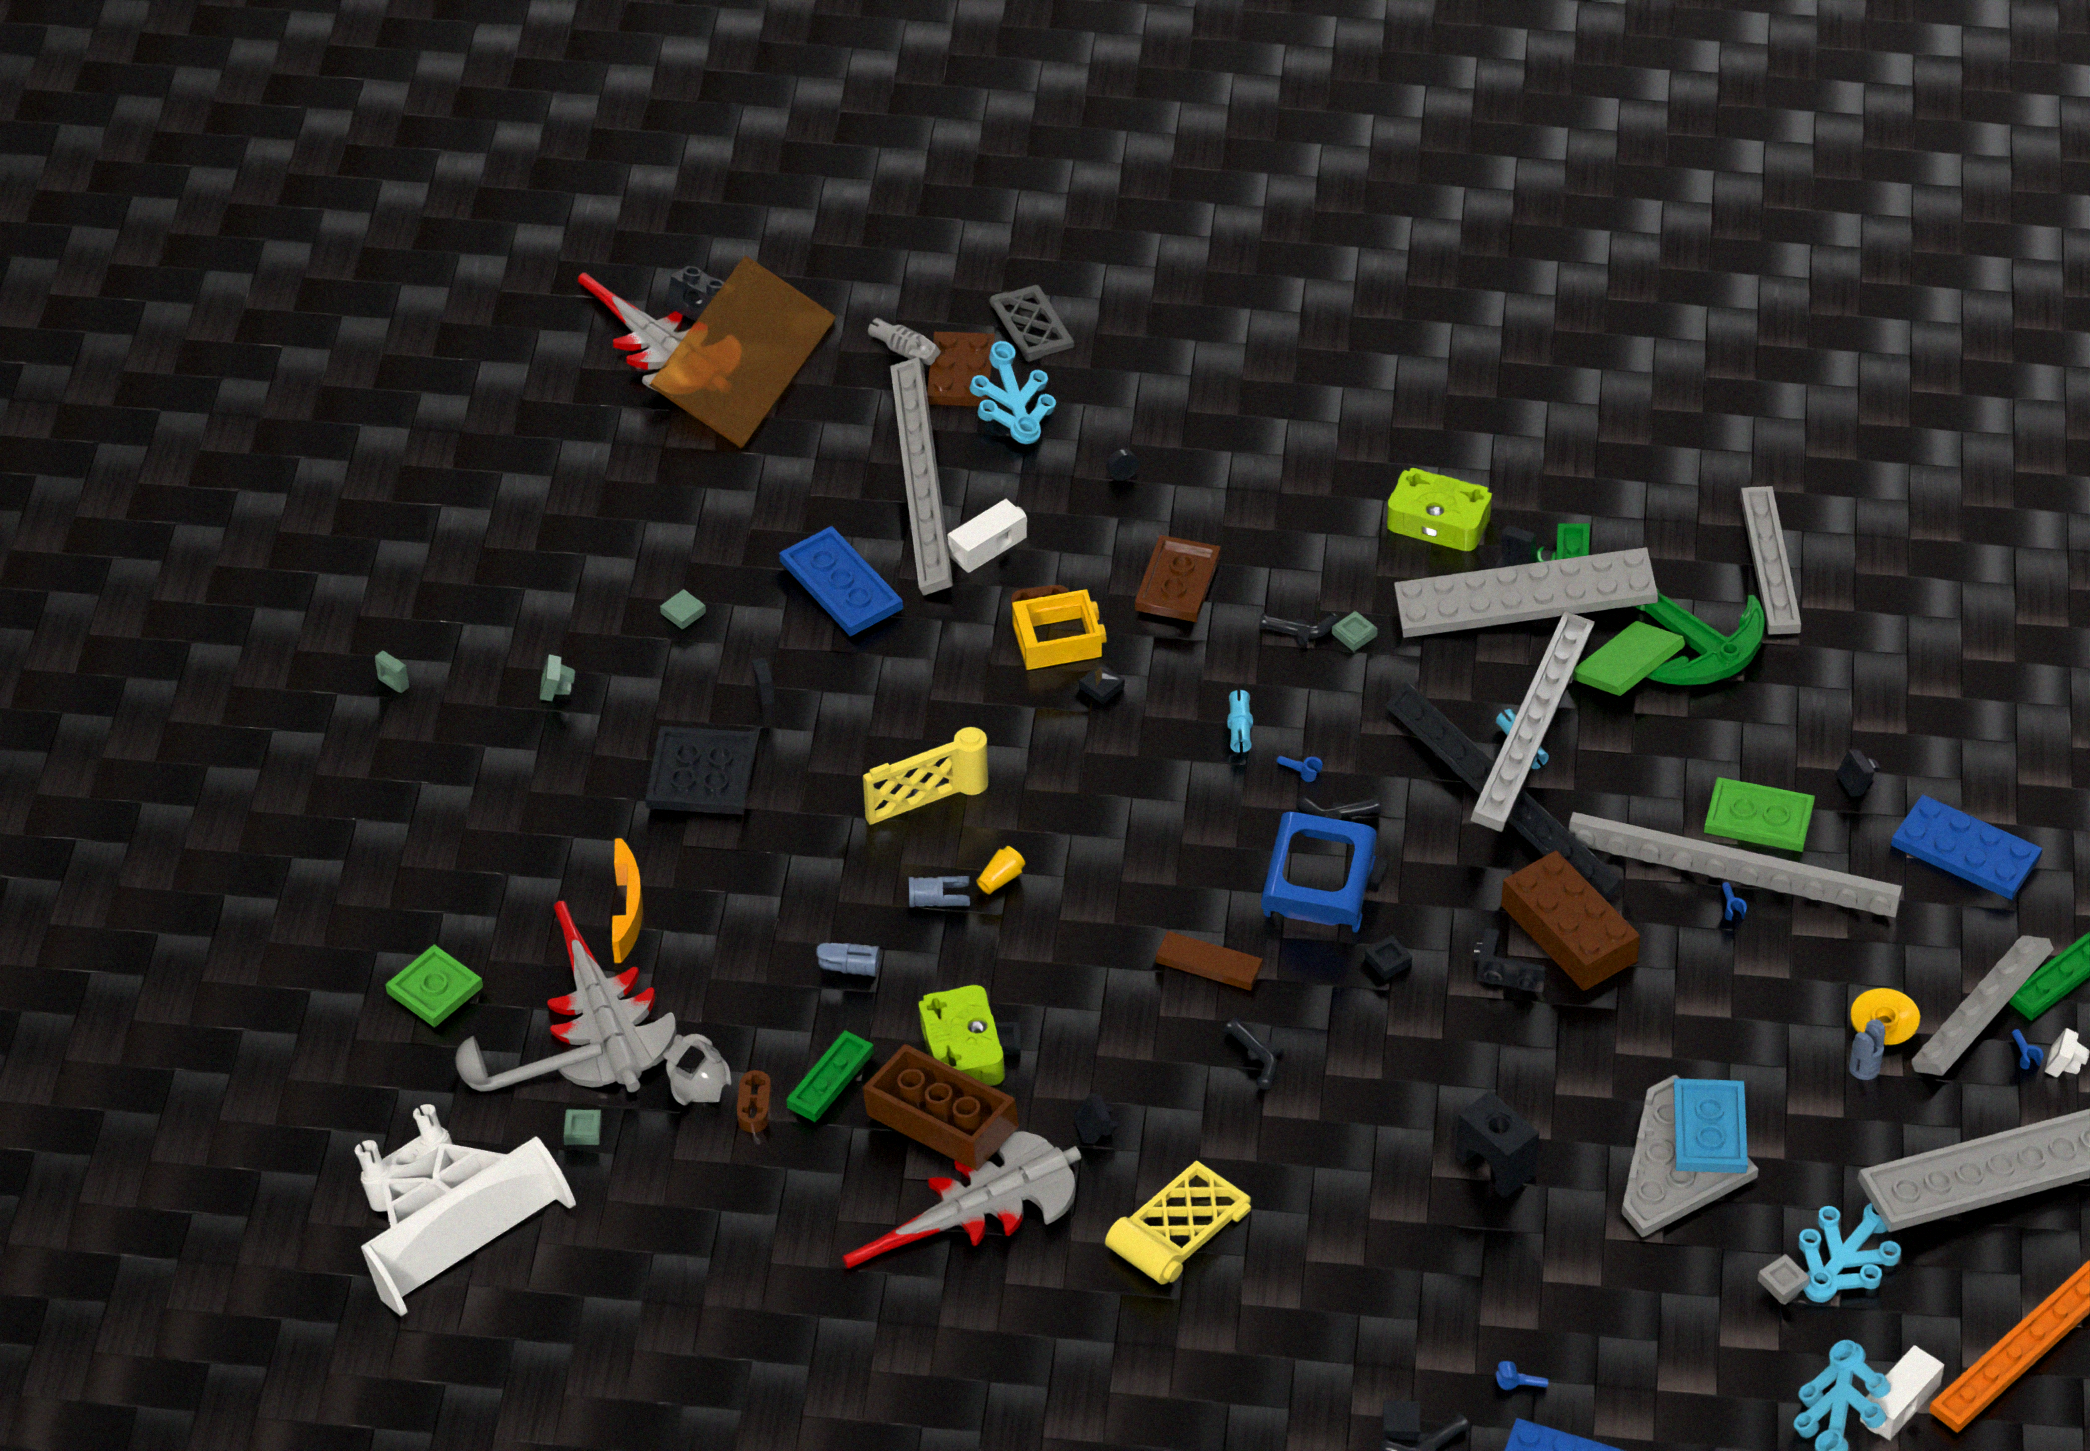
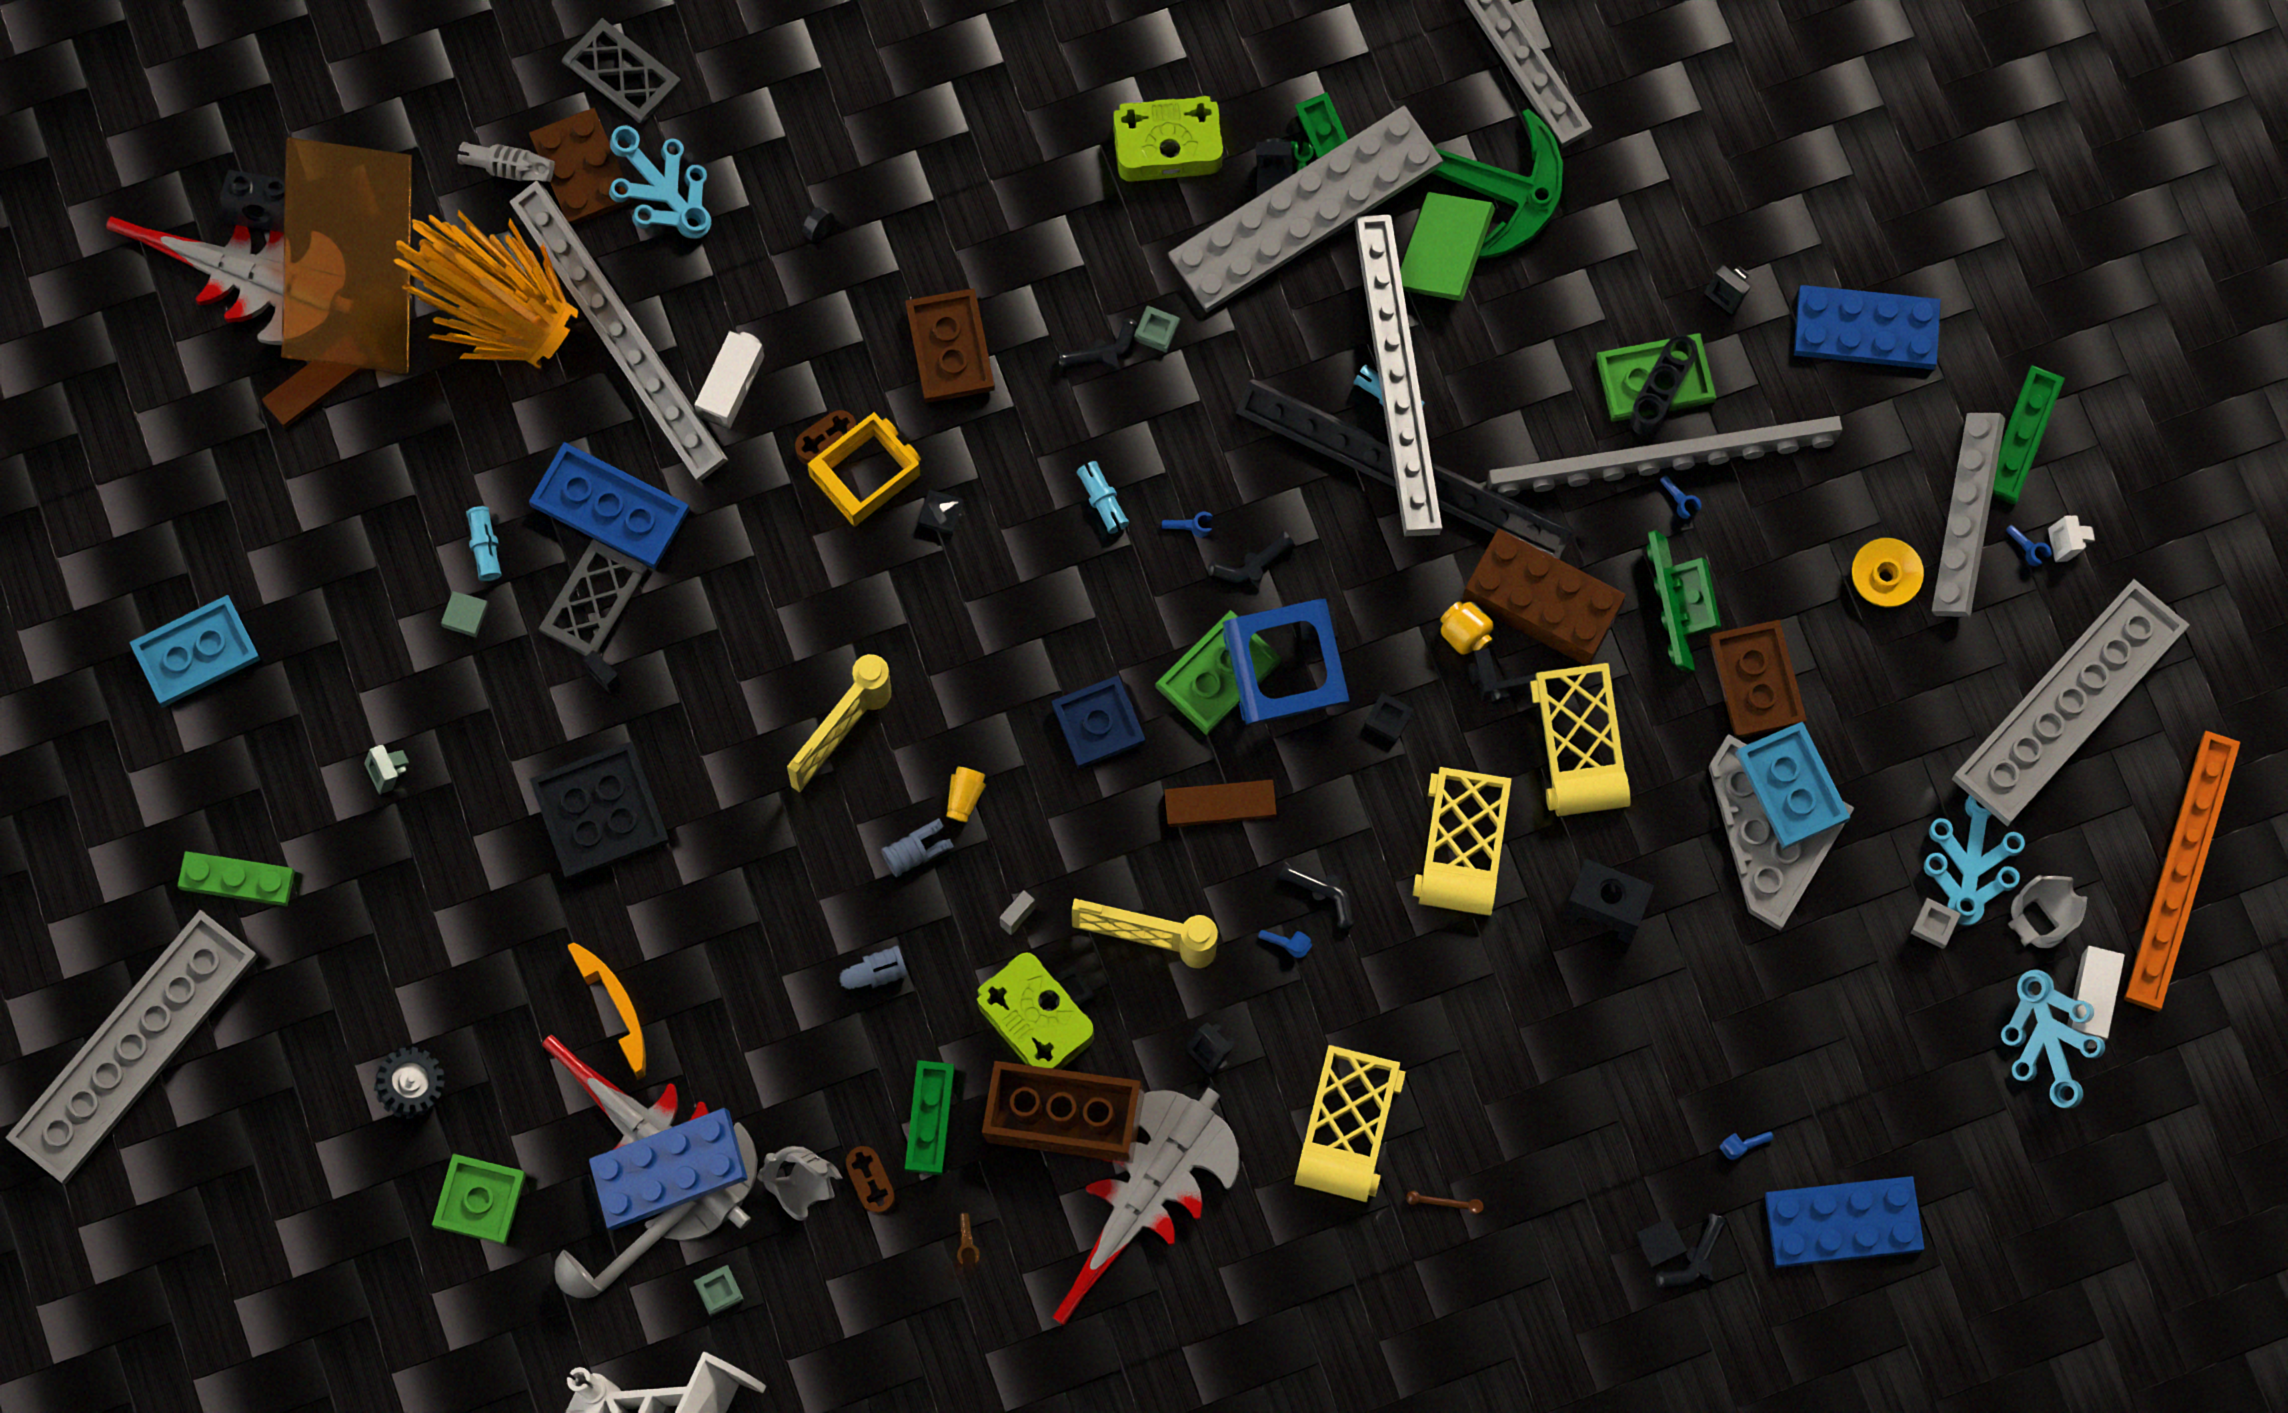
camera: 30 degrees left, 25 degrees up
(238, 781) = (131, 1047): none -> light grey plate
(392, 672) = (211, 838): sand green tile -> none
(393, 709) = (236, 878): none -> bright green plate
(432, 884) = (409, 1082): none -> black wheel
(461, 553) = (194, 651): none -> dark azure plate
(594, 1017) = (668, 1169): none -> blue plate
(662, 428) = (307, 390): none -> reddish brown tile
(727, 570) = (483, 543): none -> medium azure pin
(793, 618) = (580, 574): none -> dark grey window
(805, 1176) = (966, 1239): none -> clear orange hand
(838, 404) = (505, 306): none -> light orange plant
(992, 964) = (1017, 912): none -> light grey tile
(1121, 1024) = (1193, 939): none -> light yellow piece
(1141, 865) = (1098, 722): none -> dark blue plate
(1211, 1082) = (1297, 946): none -> blue hand
(1243, 872) = (1204, 678): none -> bright green tile
(1252, 1328) = (1474, 1206): none -> reddish brown hinge
(1378, 1090) = (1454, 885): none -> light yellow piece
(1491, 911) = (1466, 627): none -> yellow head
(1525, 1063) = (1585, 788): none -> light yellow piece
(1692, 969) = (1686, 599): none -> green bracket
(1726, 1044) = (1757, 679): none -> reddish brown plate
(1759, 810) = (1665, 369): none -> black beam
(1864, 1052) = (1892, 628): sand blue hinge -> none
(1904, 1303) = (2058, 902): none -> light grey helmet

